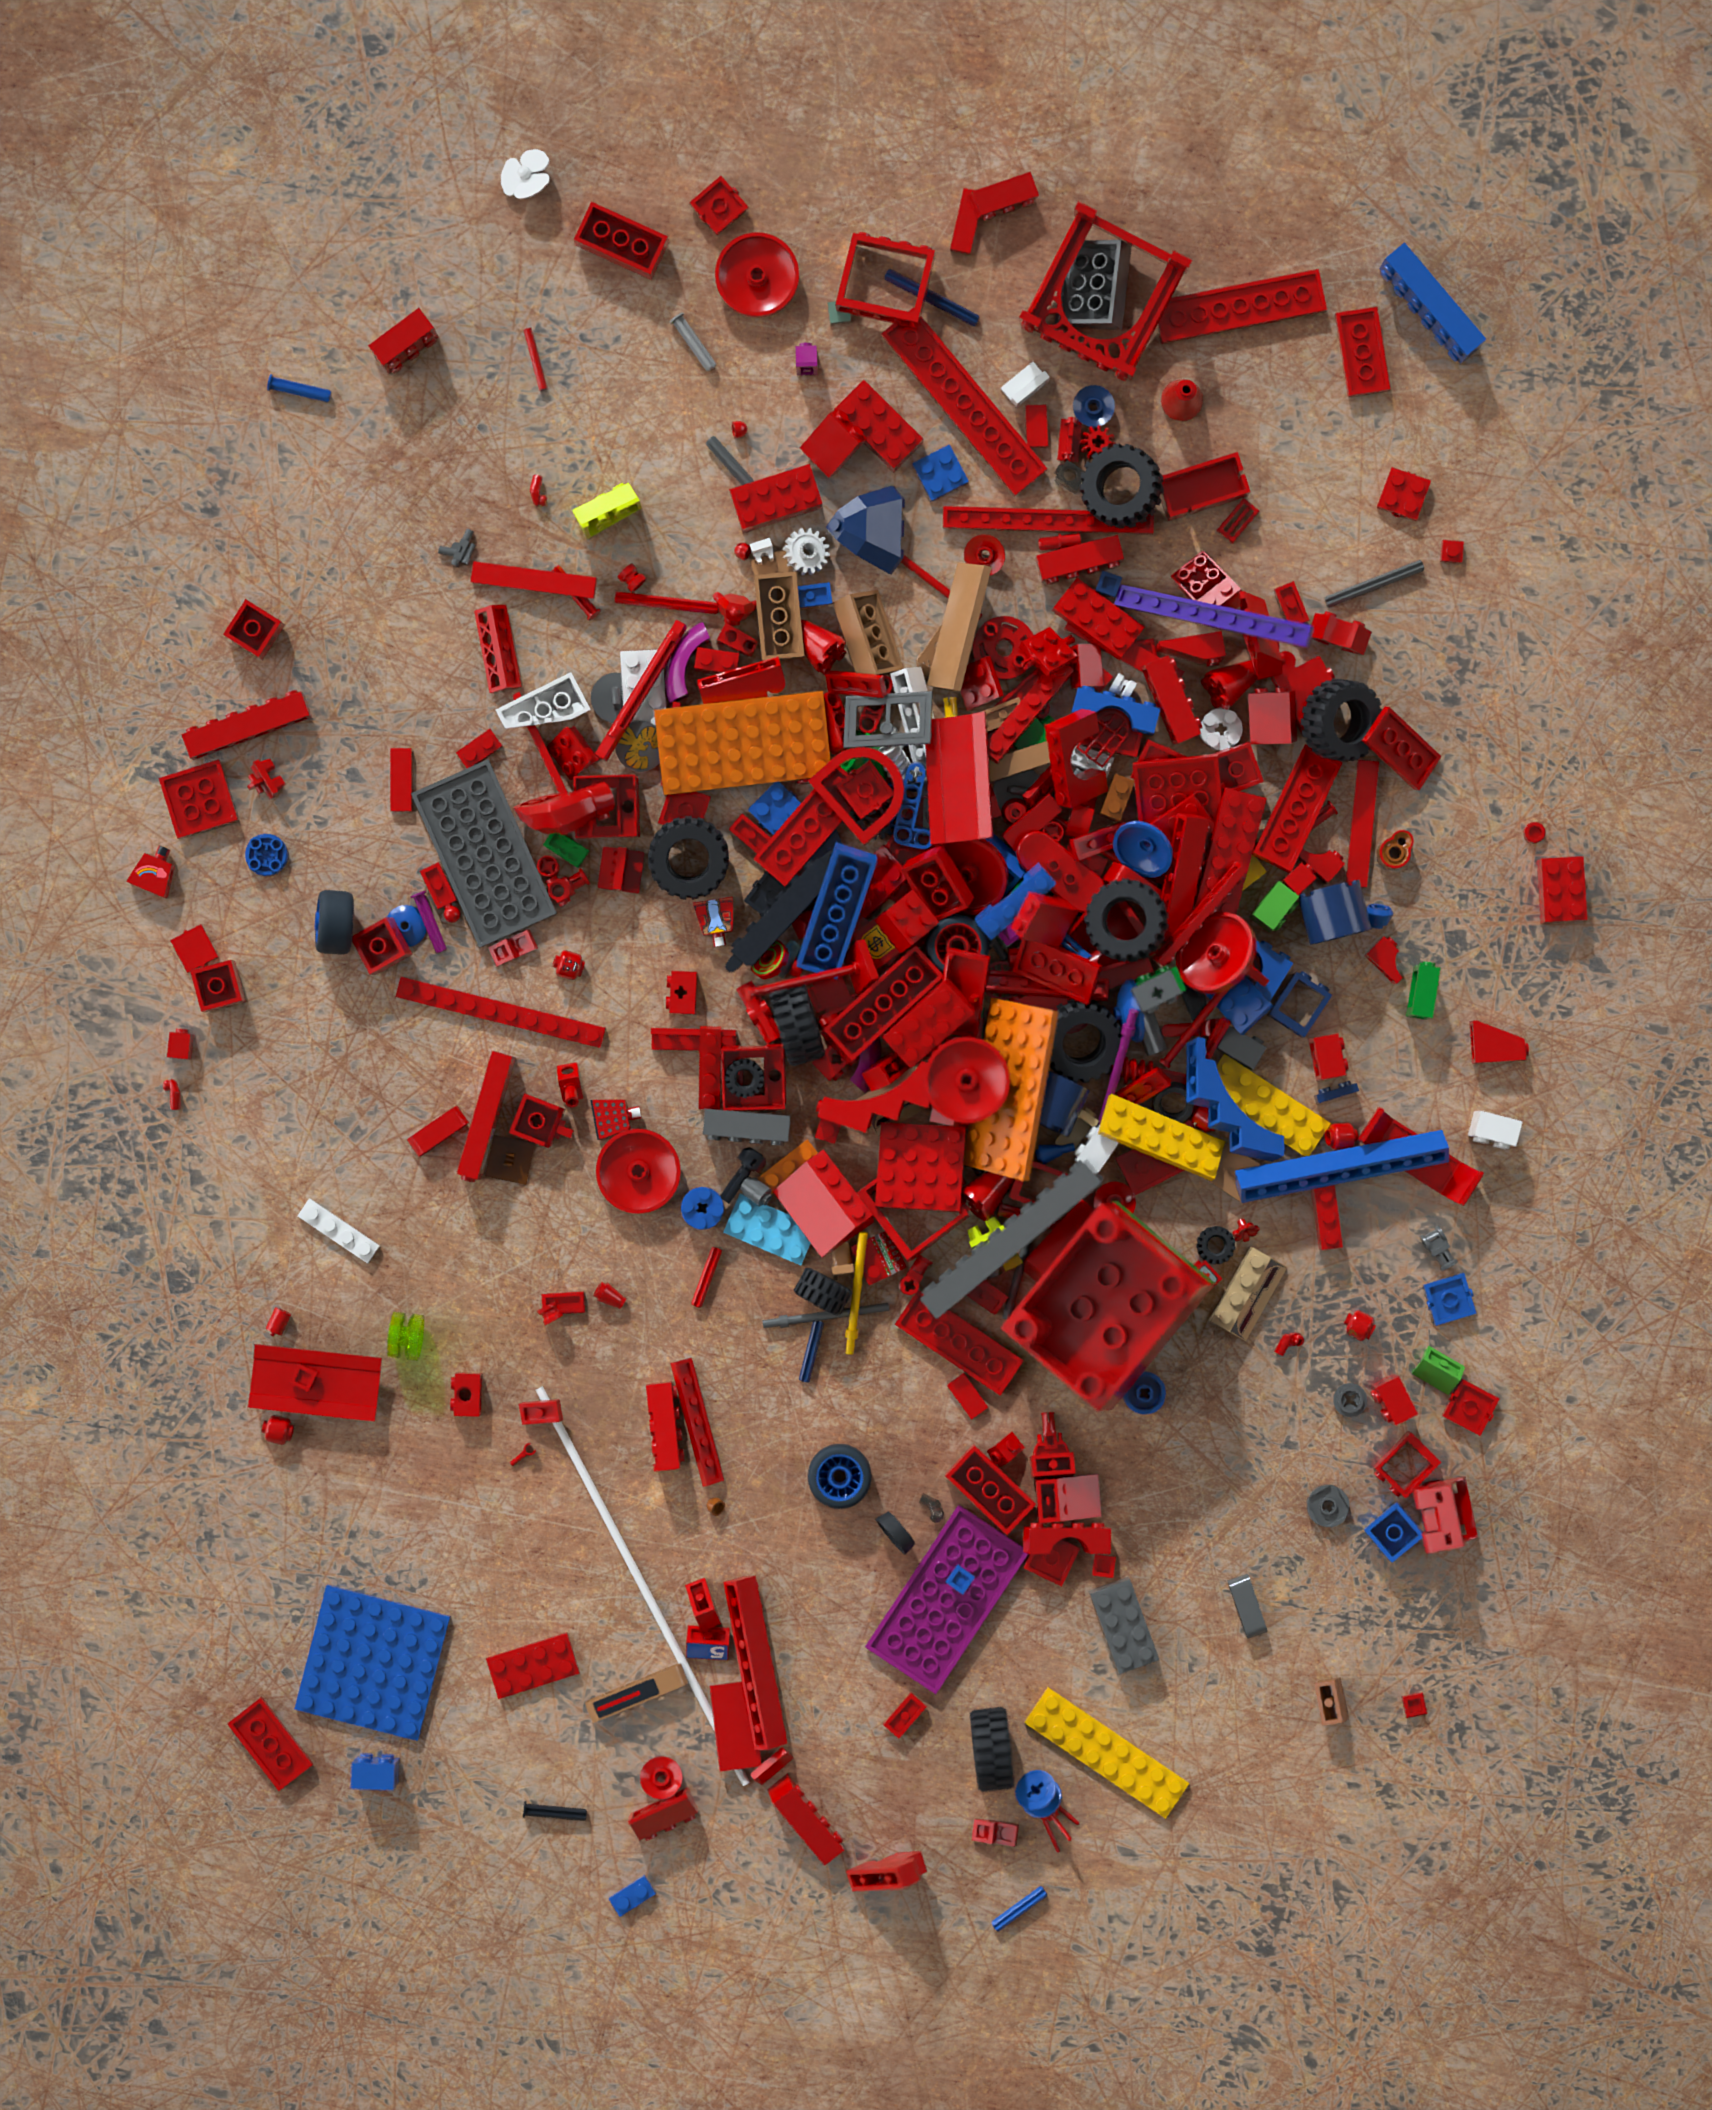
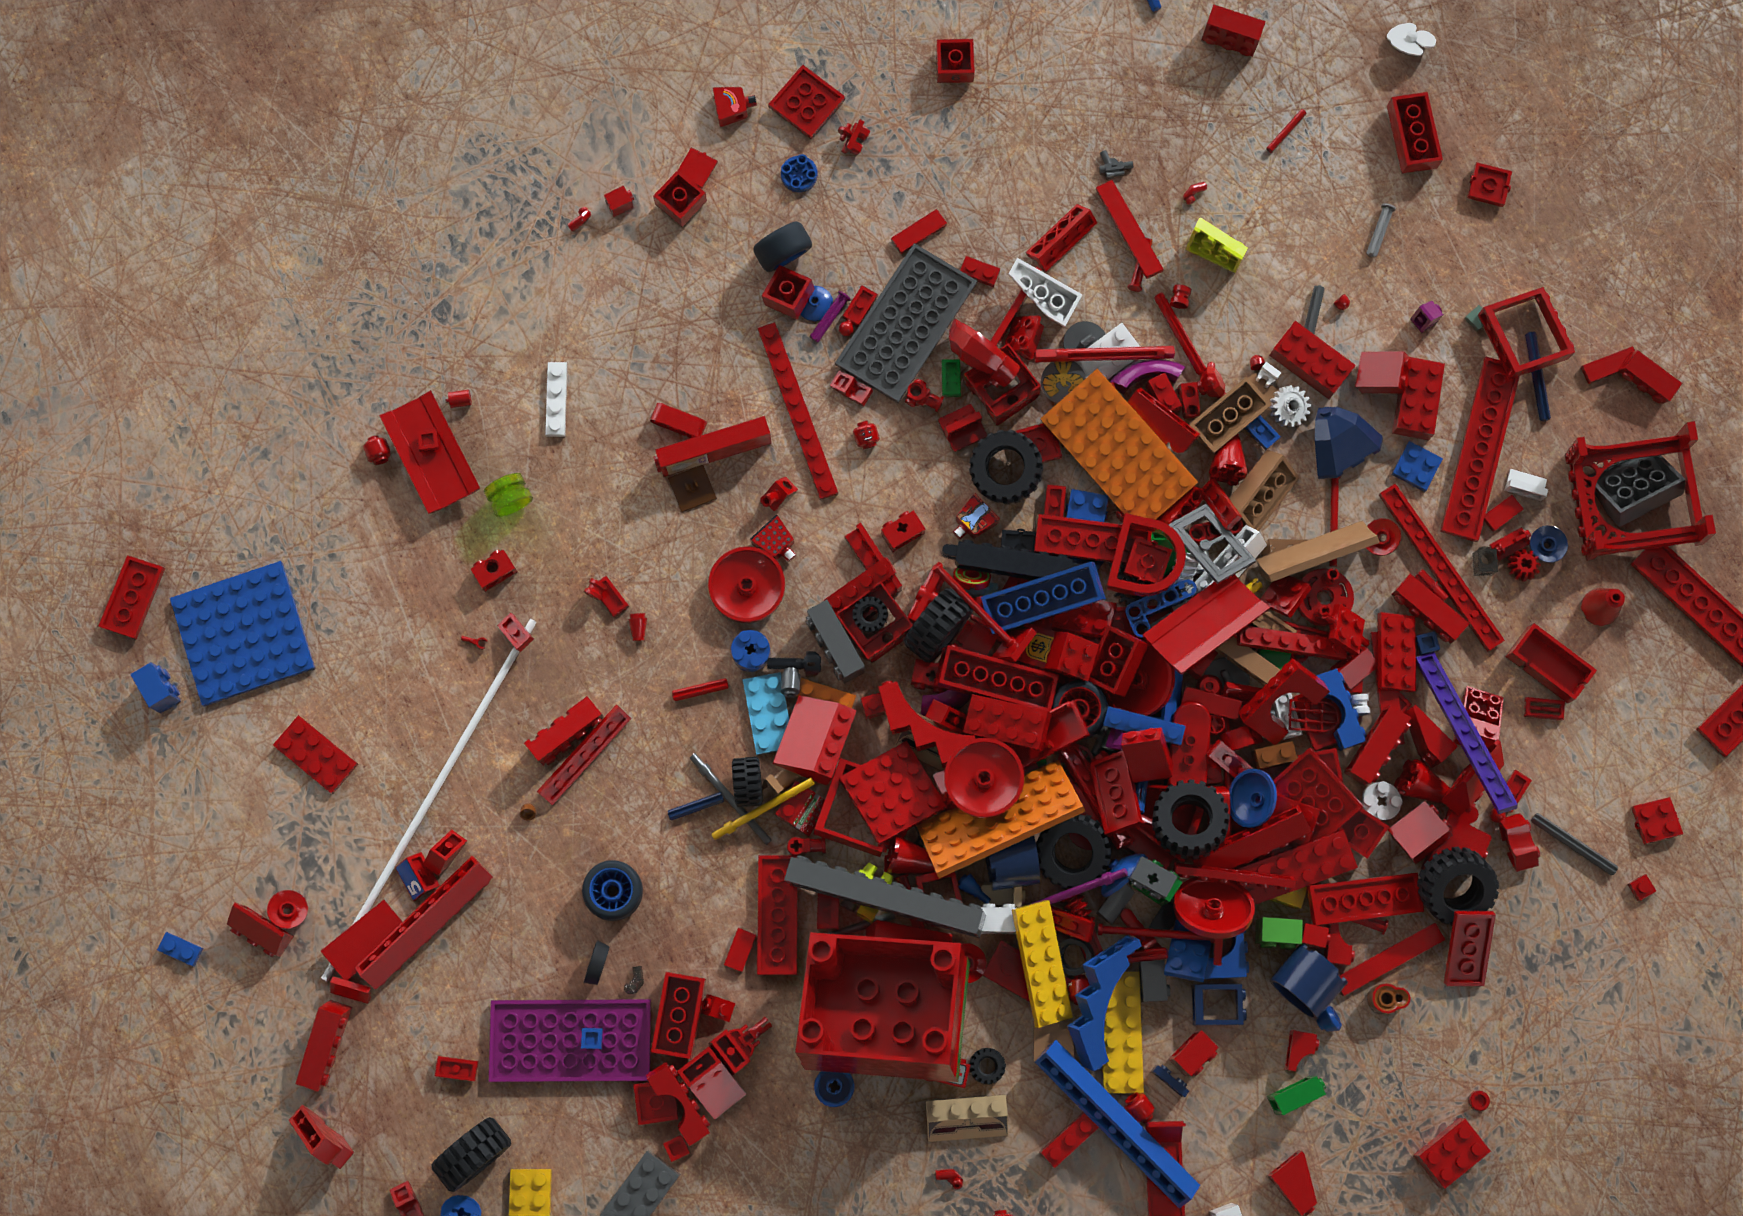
camera: 55 degrees right, 10 degrees down
(246, 725) = (883, 100): red brick -> none
(548, 866) = (928, 369): red wheel -> none
(550, 1115) = (738, 498): red hinge -> none
(554, 1812) = (209, 844): black axle -> none
(636, 1692) = (343, 846): beam -> none
(757, 274) = (1461, 241): red dish -> none
(1099, 470) = (1511, 577): black tyre -> none
(1245, 1230) = (1013, 1081): red plant -> none

